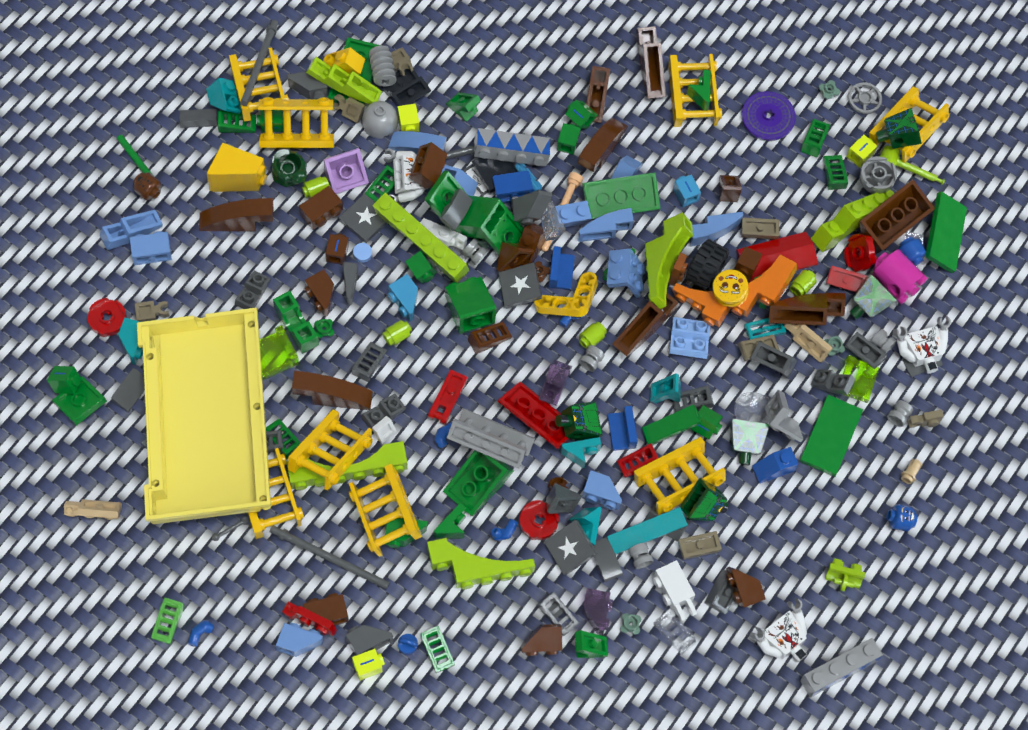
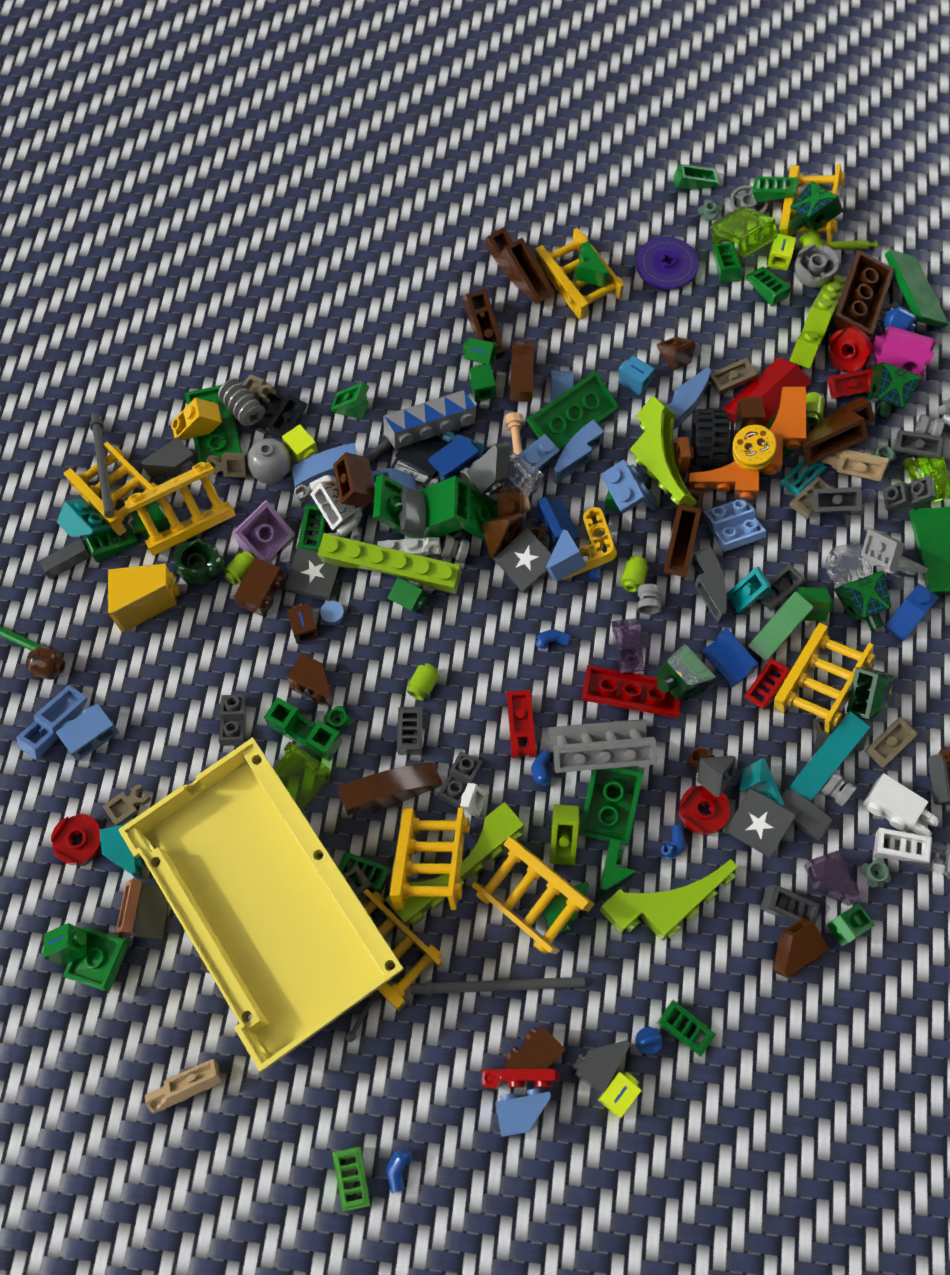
camera: 20 degrees left, 0 degrees up
(117, 378) = (128, 907): none -> nougat tile
(237, 215) = (168, 643): reddish brown slope -> none
(343, 82) = (215, 439): lime slope -> none
(350, 273) = (332, 643): dark grey slope -> none
(405, 295) = (407, 635): dark azure slope -> none
(432, 484) = (564, 834): none -> lime slope
(470, 304) = (485, 608): green slope -> none
(479, 343) = (517, 646): reddish brown slope -> none
(506, 348) = (552, 635): none -> blue arm
(547, 297) = (565, 558): none -> medium blue slope
(575, 450) = (698, 708): teal slope -> none
(601, 490) = (751, 738): medium blue slope -> none
(643, 368) = (710, 582): none -> dark grey slope
(652, 601) = (891, 853): none -> white slope
(838, 53) = (688, 177): none -> green slope
(840, 120) = (746, 228): none -> clear neon green panel
(879, 90) = (767, 188): none -> green slope

